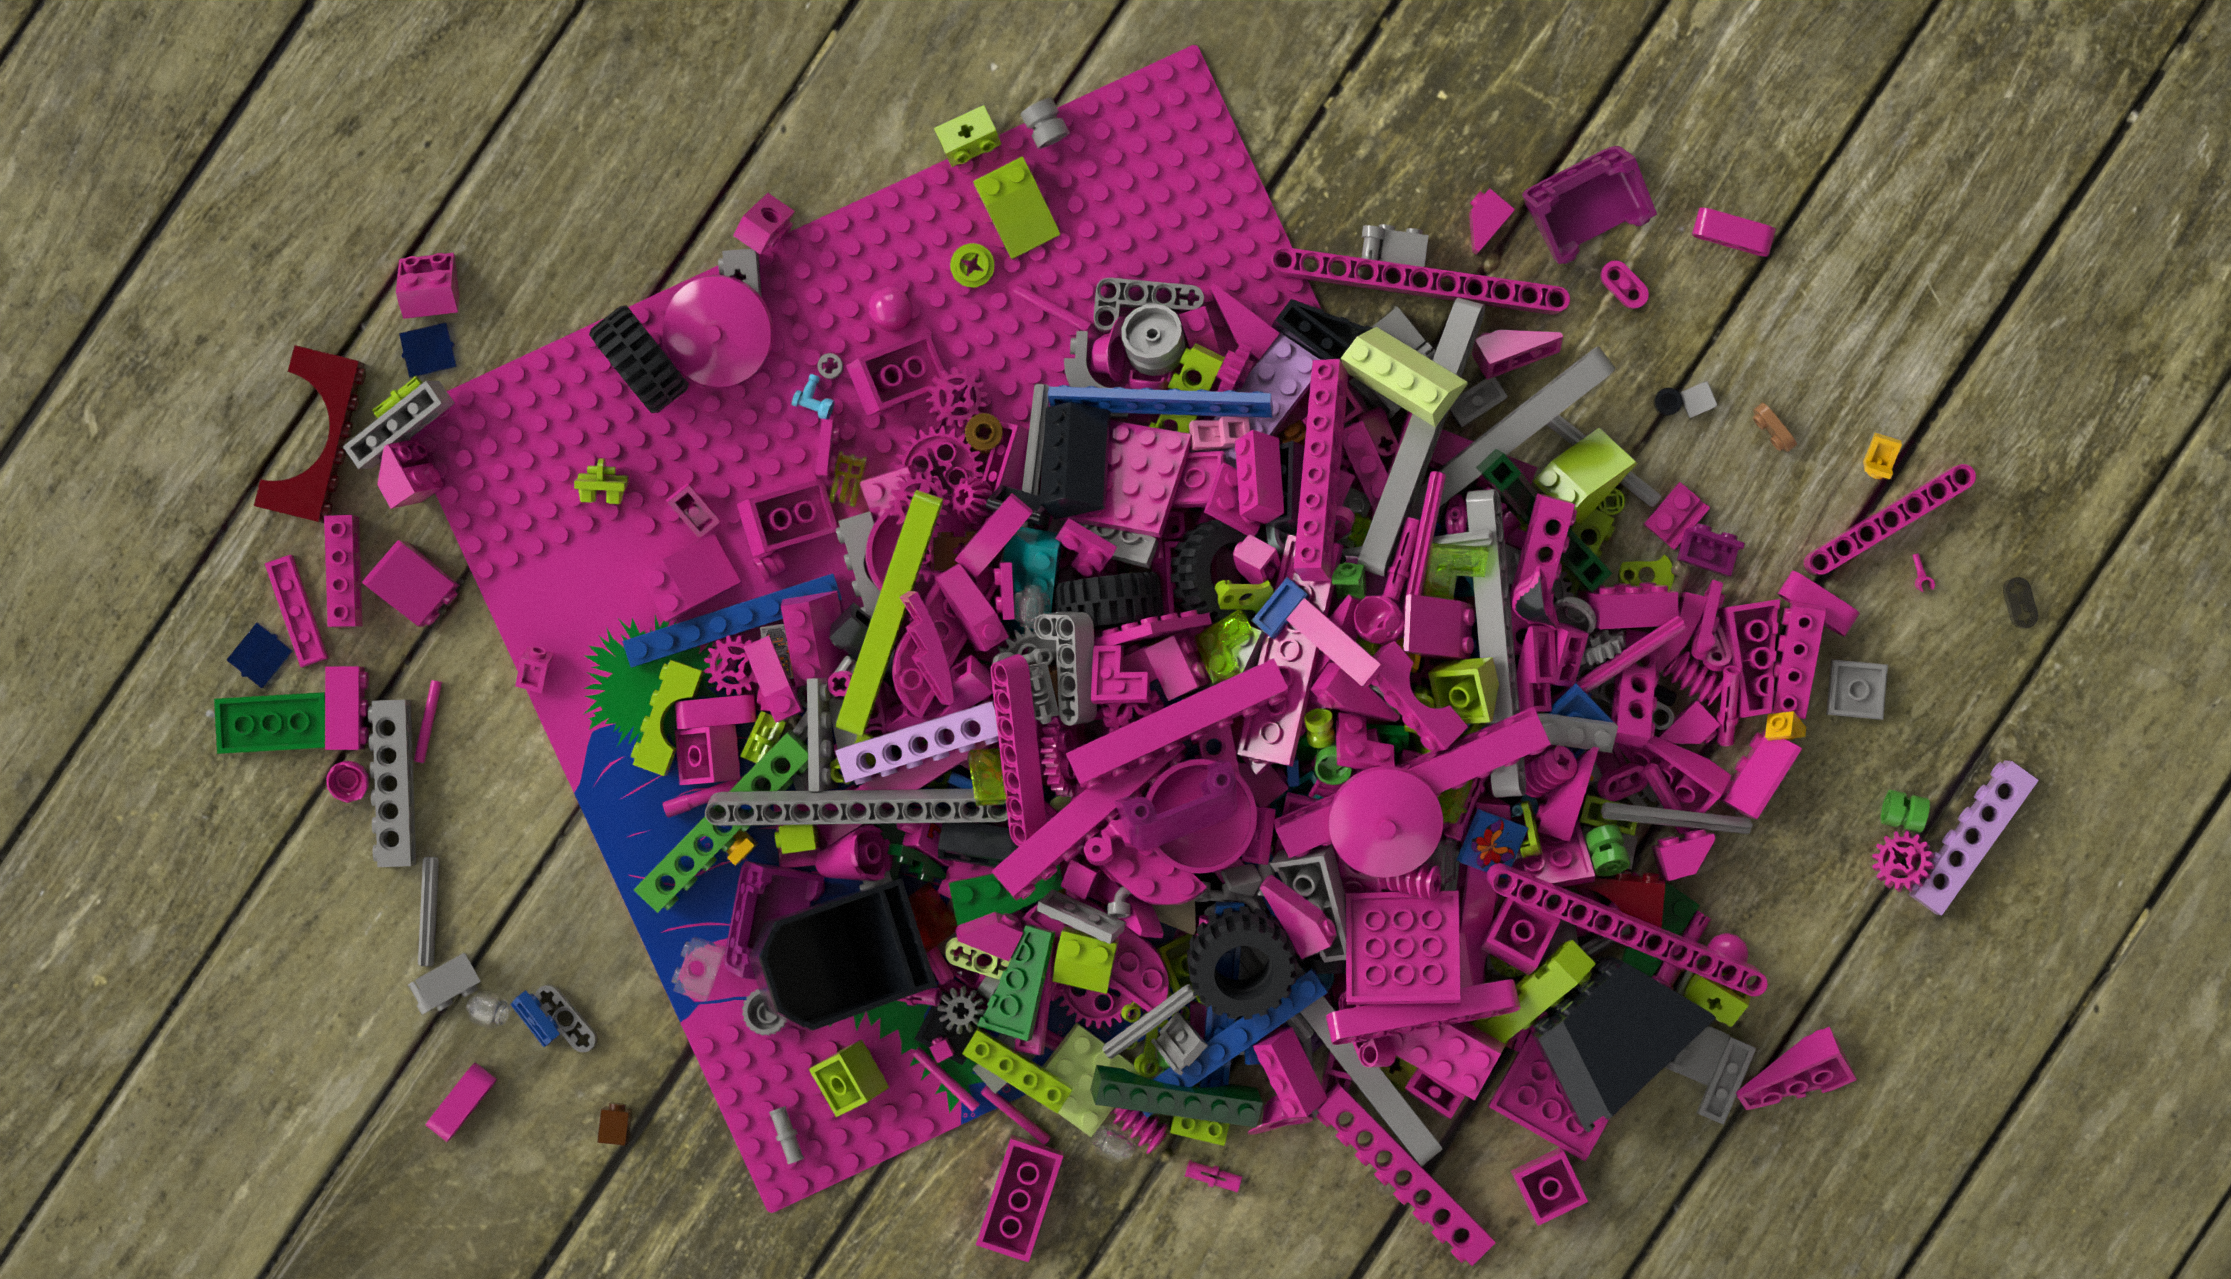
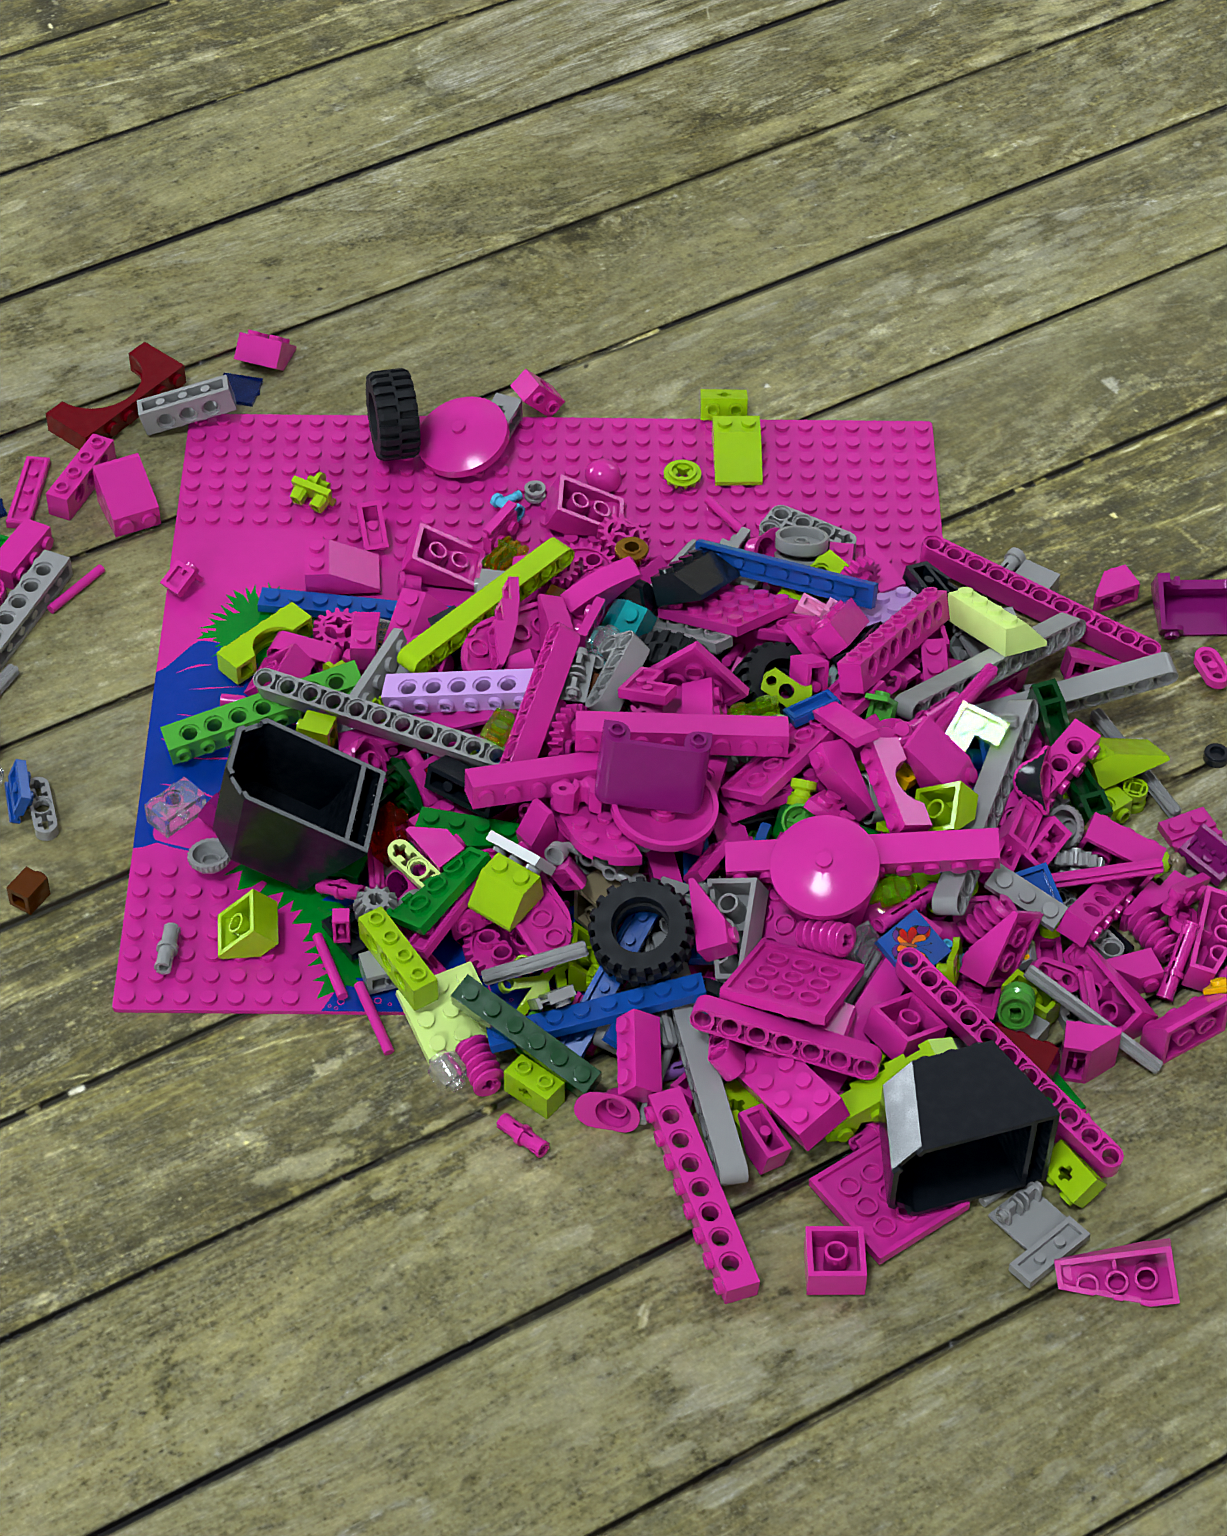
camera: 25 degrees right, 40 degrees down
(407, 474) = (171, 433): dark pink slope -> none
(1020, 1198) = (338, 1073): dark pink brick -> none
(1044, 122) = (787, 412): light grey wheel -> none
(1092, 549) = (672, 614): dark pink plate -> none

